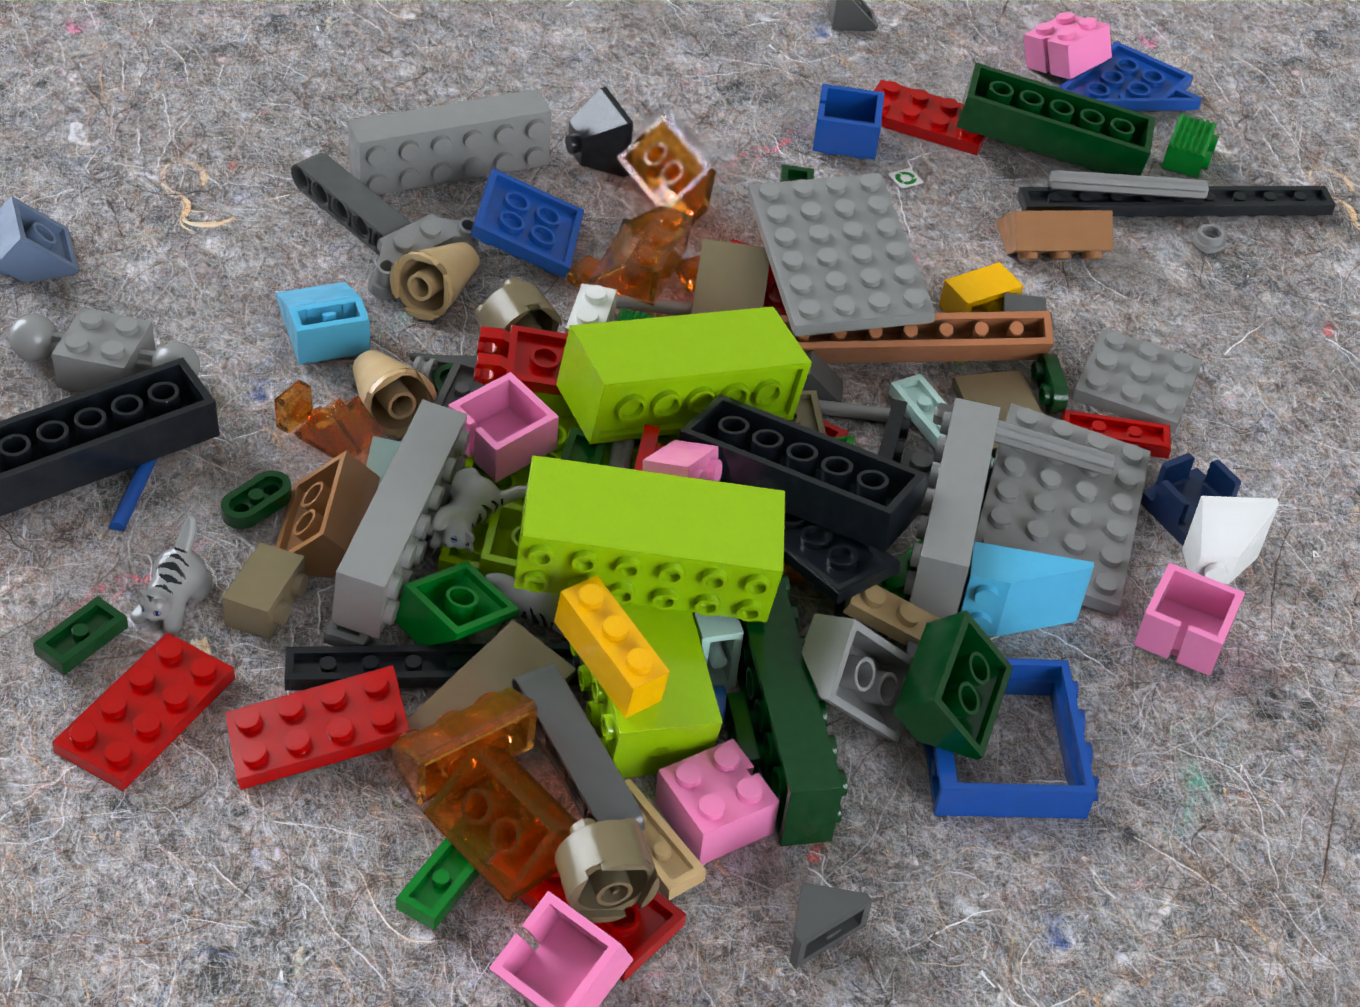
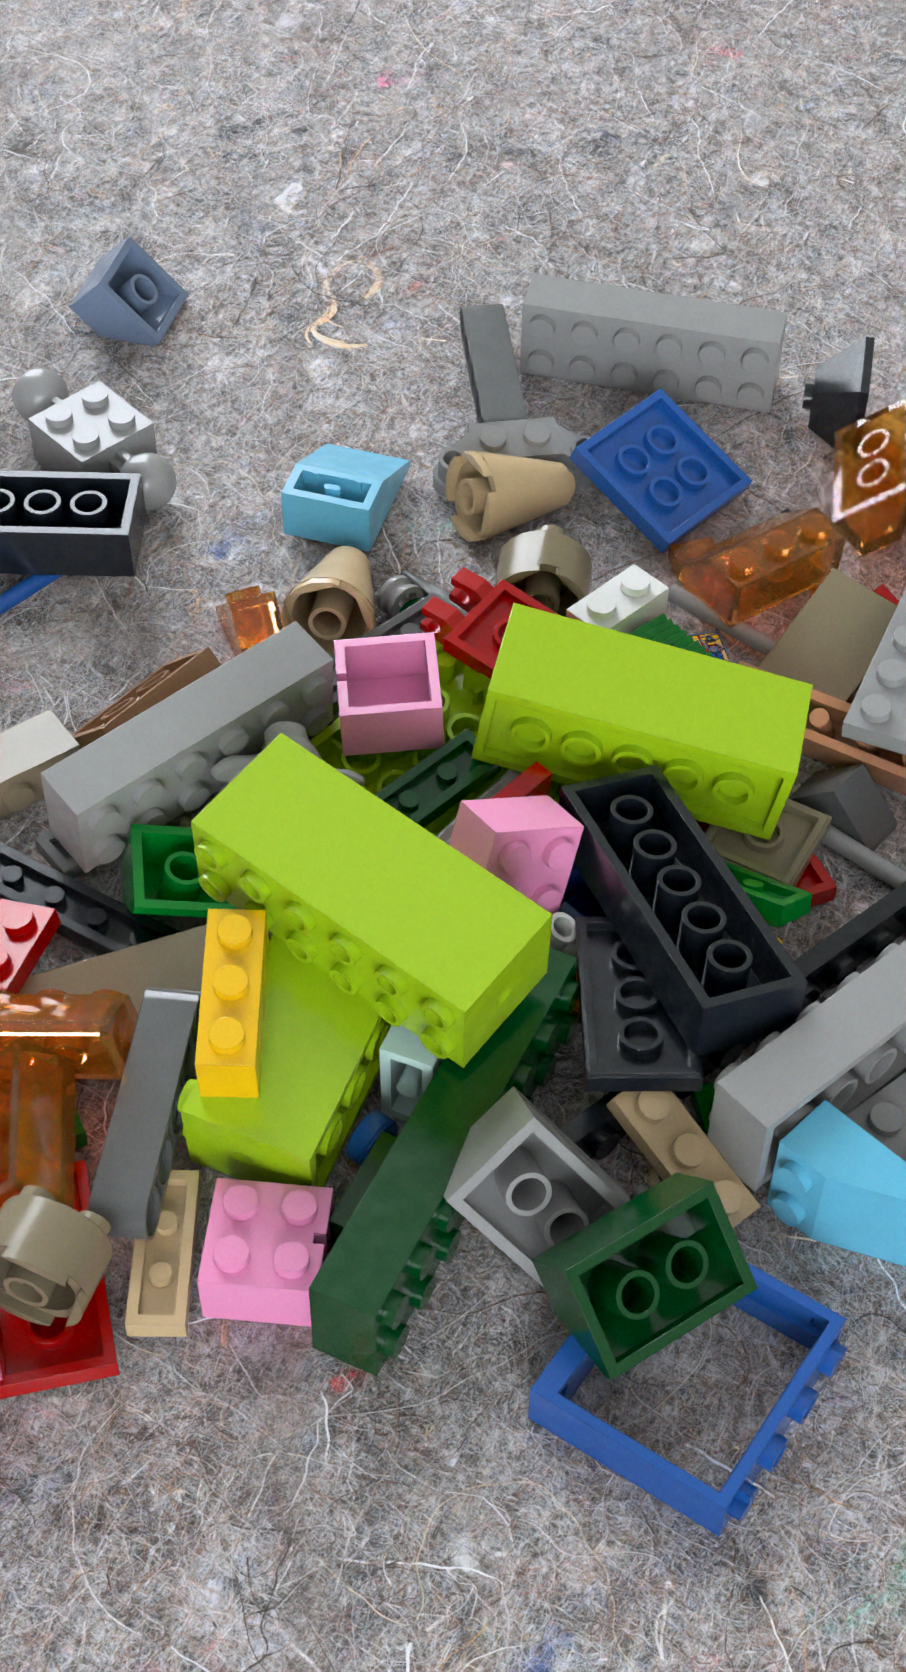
camera: 40 degrees right, 5 degrees up
(256, 499) = (105, 662): dark green plate -> none
(293, 406) = (228, 574): clear orange plate -> none
(826, 918) = (260, 1464): dark grey slope -> none

